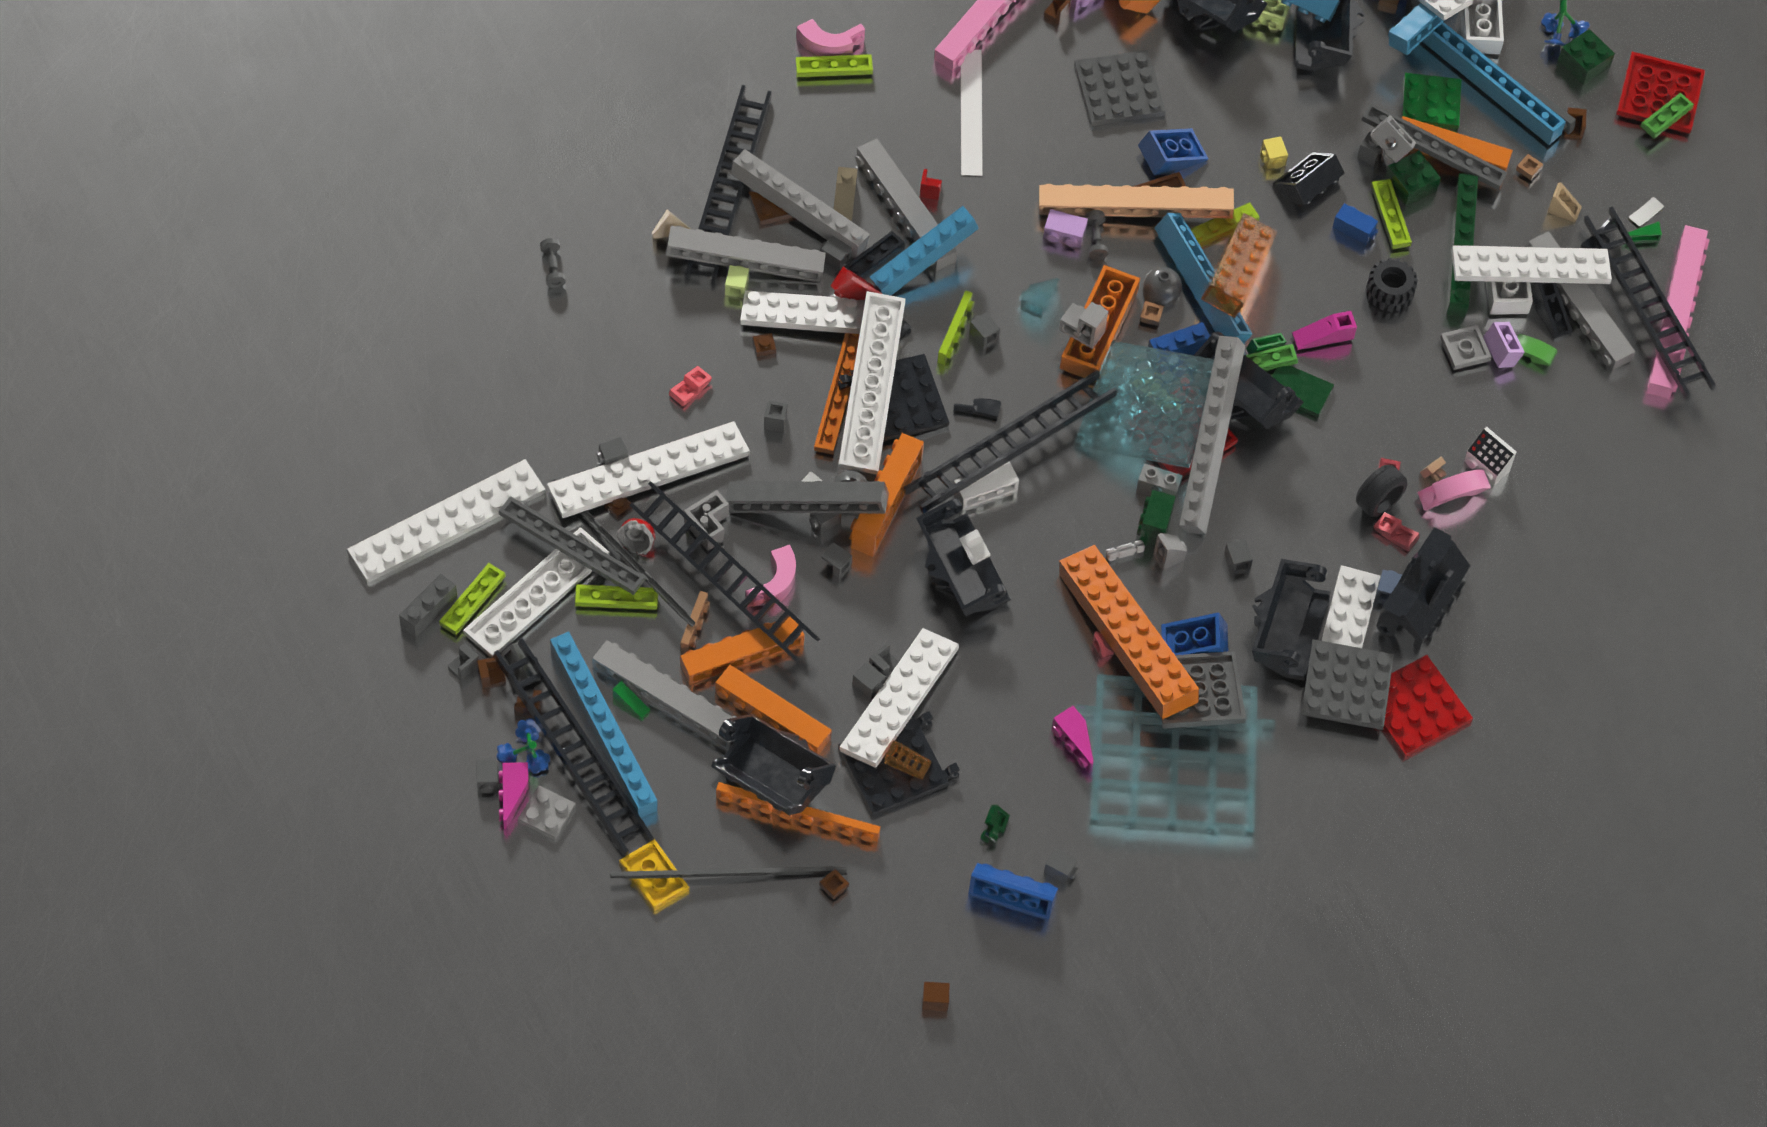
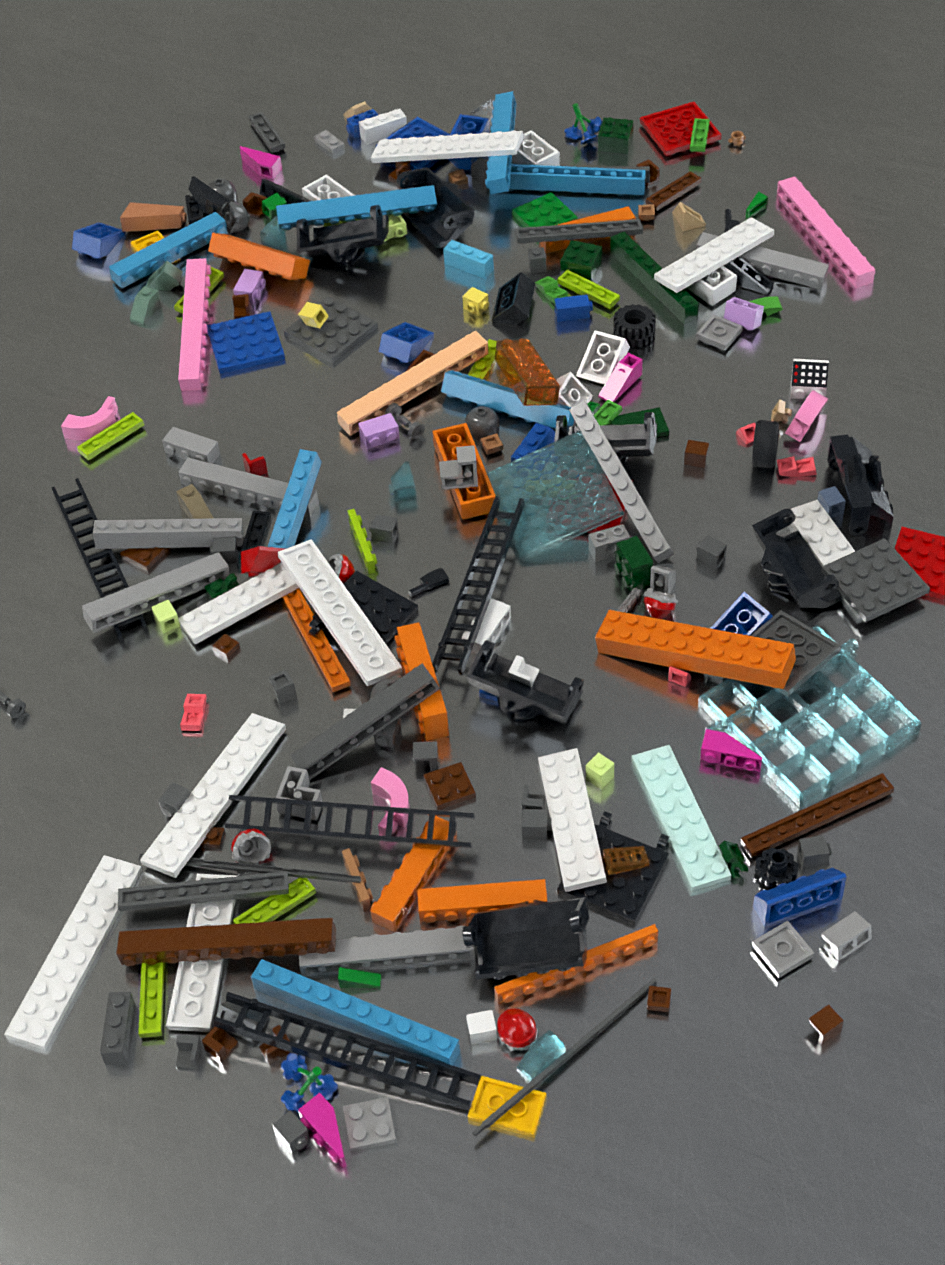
camera: 30 degrees left, 10 degrees down
(555, 599) = (227, 941): none -> reddish brown brick
(663, 227) = (73, 613): tan slope -> none
(685, 804) = (481, 1027): none -> white panel
(708, 857) = (541, 1055): none -> clear light blue slope
(709, 826) = (516, 1029): none -> red hair
(804, 286) = (220, 587): none -> dark green plate
(833, 599) = (449, 786): none -> reddish brown plate
(891, 127) = (190, 445): none -> light grey brick
(912, 342) = (342, 566): none -> hair
(958, 676) = (599, 771): none -> yellowish green brick
(962, 919) = (783, 949): none -> light grey plate
(971, 114) = (241, 407): white sticker -> none
(988, 760) = (681, 818): none -> light aqua plate
(1020, 856) = (776, 867): none -> black plant
(1020, 947) = (847, 935): none -> light grey hinge
(1031, 47) = (245, 342): none -> blue plate
(1095, 840) = (817, 815): none -> reddish brown plate
(1107, 65) = (313, 315): none -> light yellow brick
(1146, 569) = (659, 603): none -> red hair
(1264, 314) = (572, 391): none -> white slope
(1309, 101) = (468, 259): none -> medium azure brick
(1317, 453) = (696, 453): none -> reddish brown panel
(1330, 296) = (602, 357): none -> white slope
(1358, 189) = (550, 289): none -> bright green slope
(1391, 128) = (541, 237): light grey brick -> none
(1580, 161) = (673, 190): none -> reddish brown plate
(1646, 212) = (742, 193): white sticker -> none
(1672, 367) = (817, 244): black ladder -> none
(1709, 141) = (737, 138): none -> medium nougat plate

